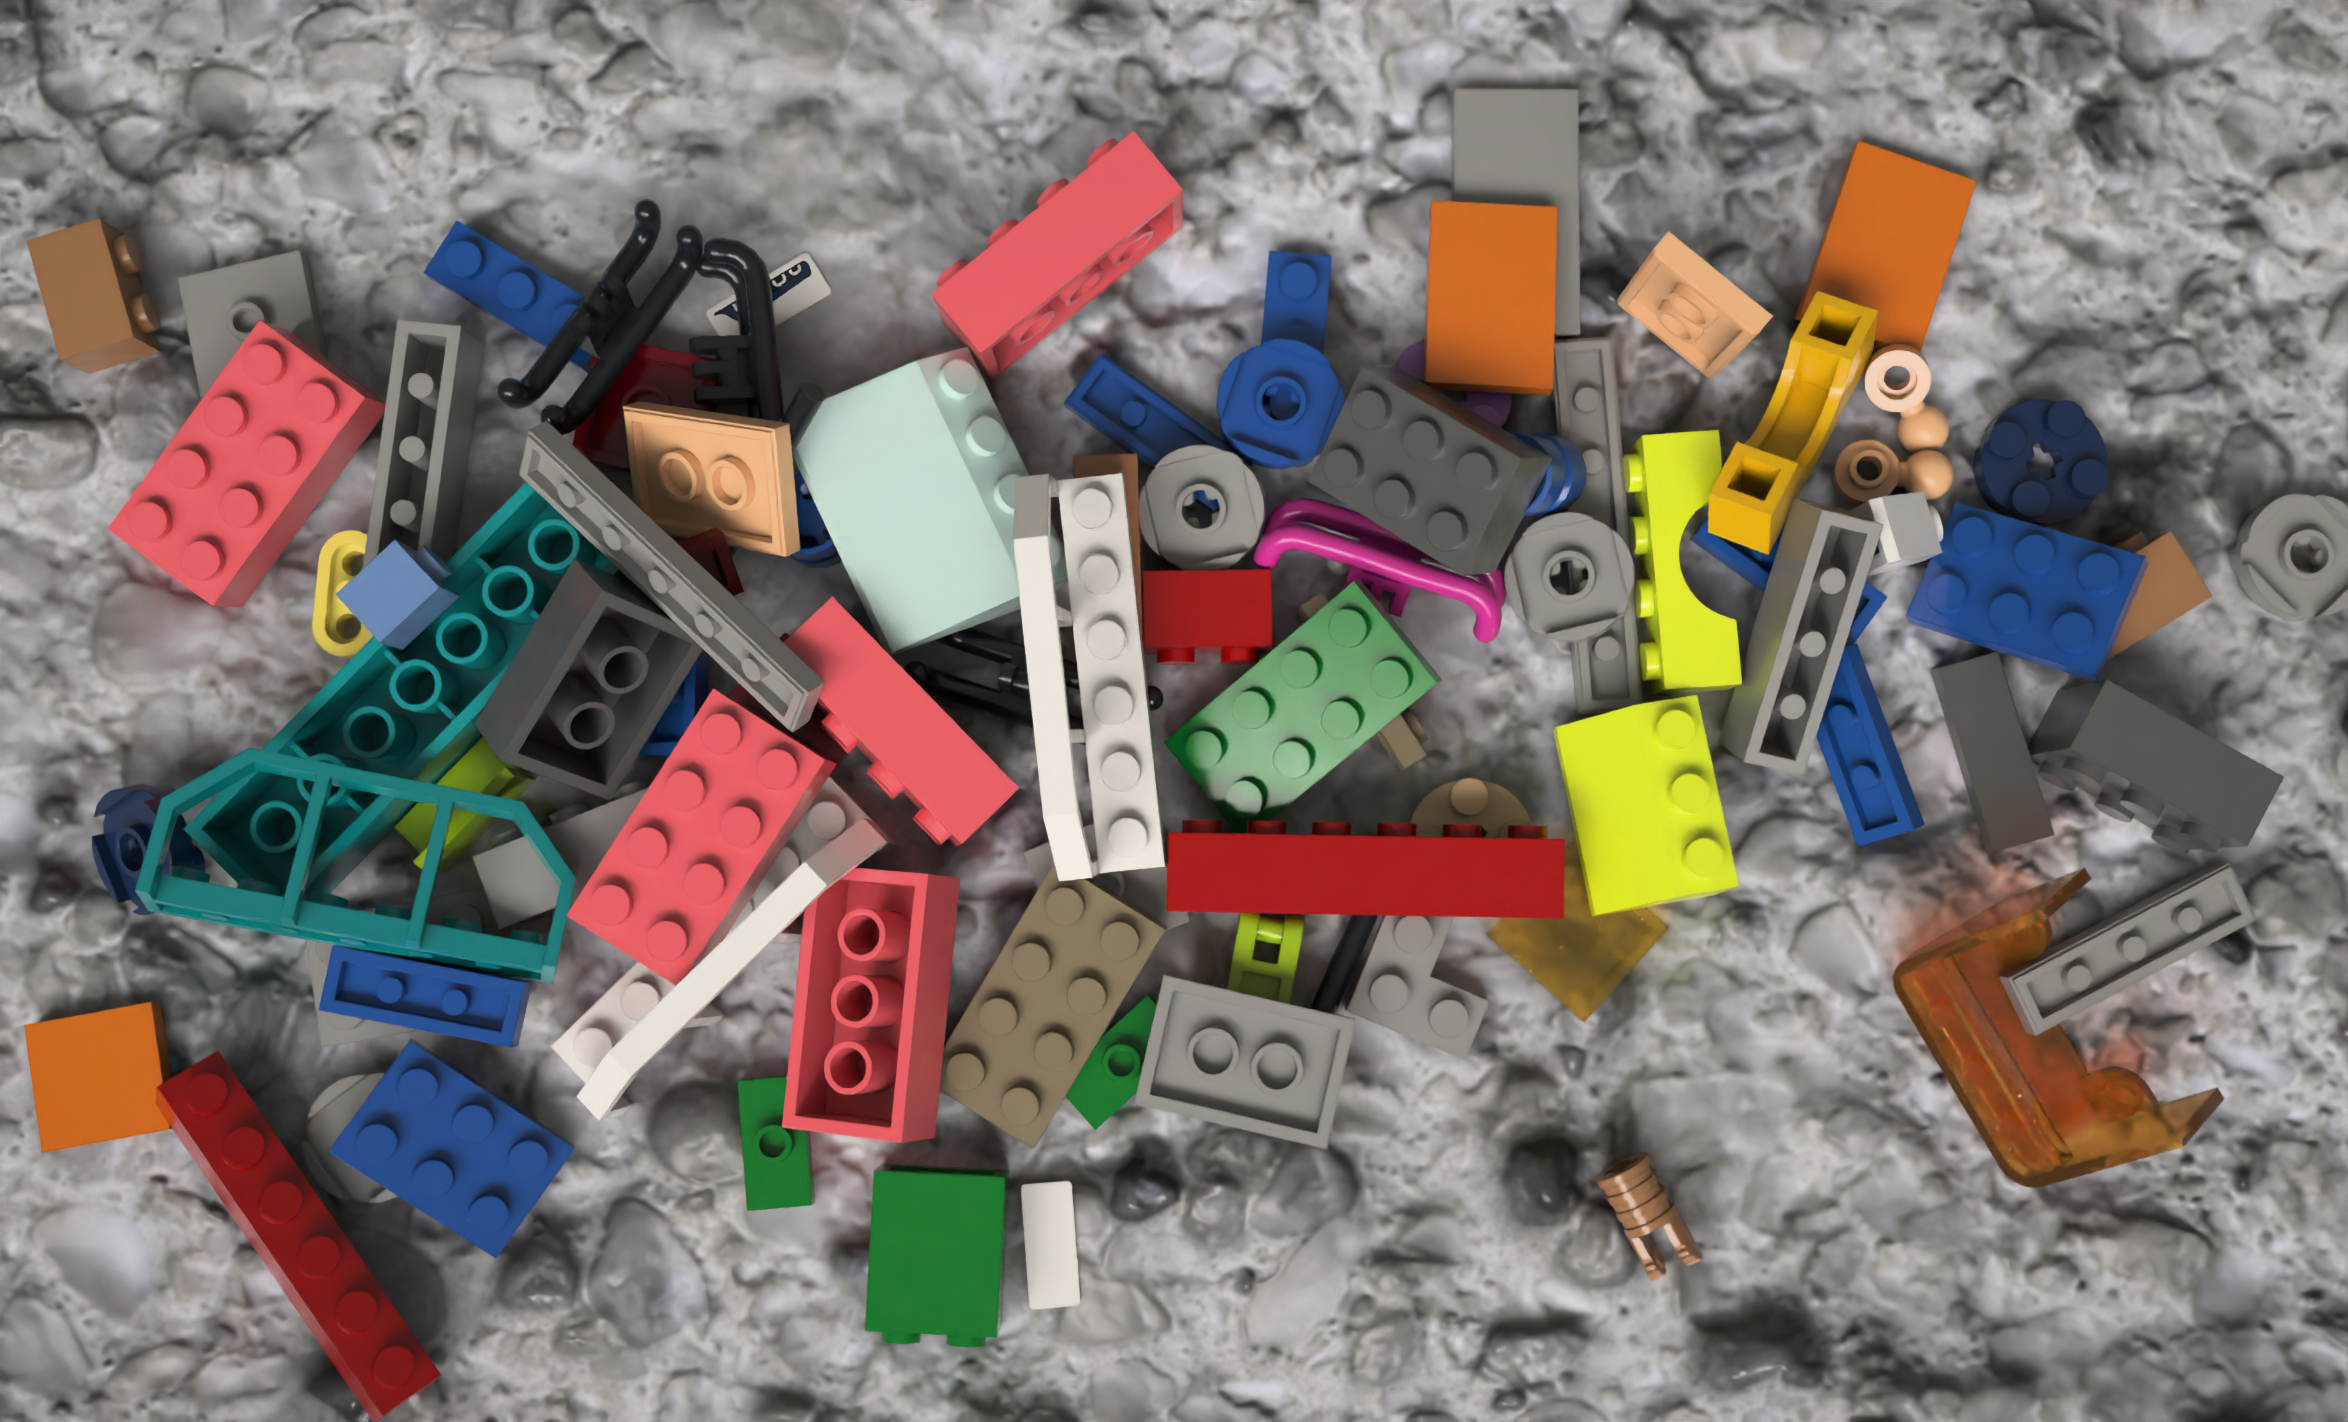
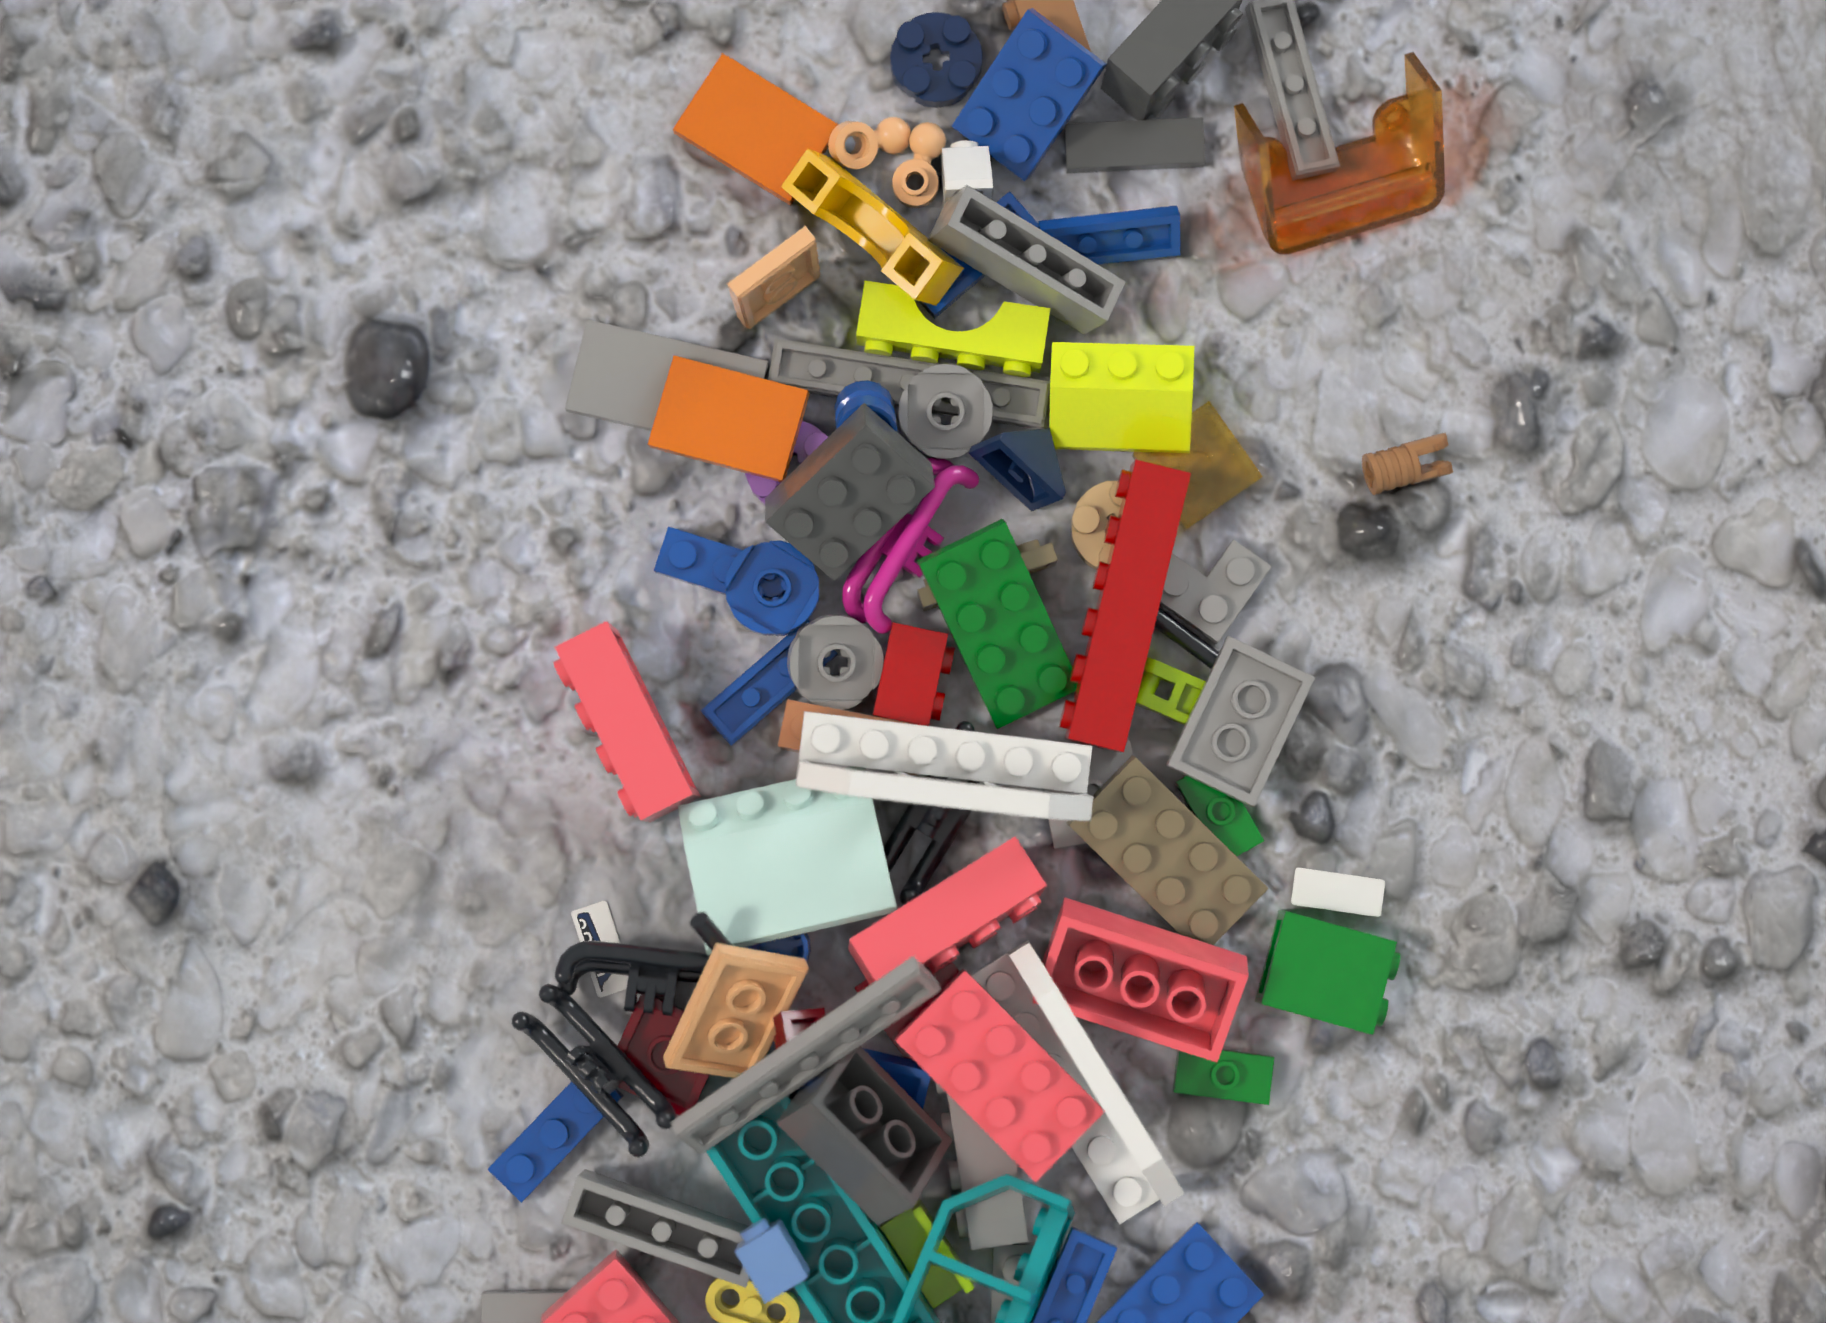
camera: 80 degrees left, 0 degrees up
(1522, 697) = (1024, 465): none -> dark blue slope

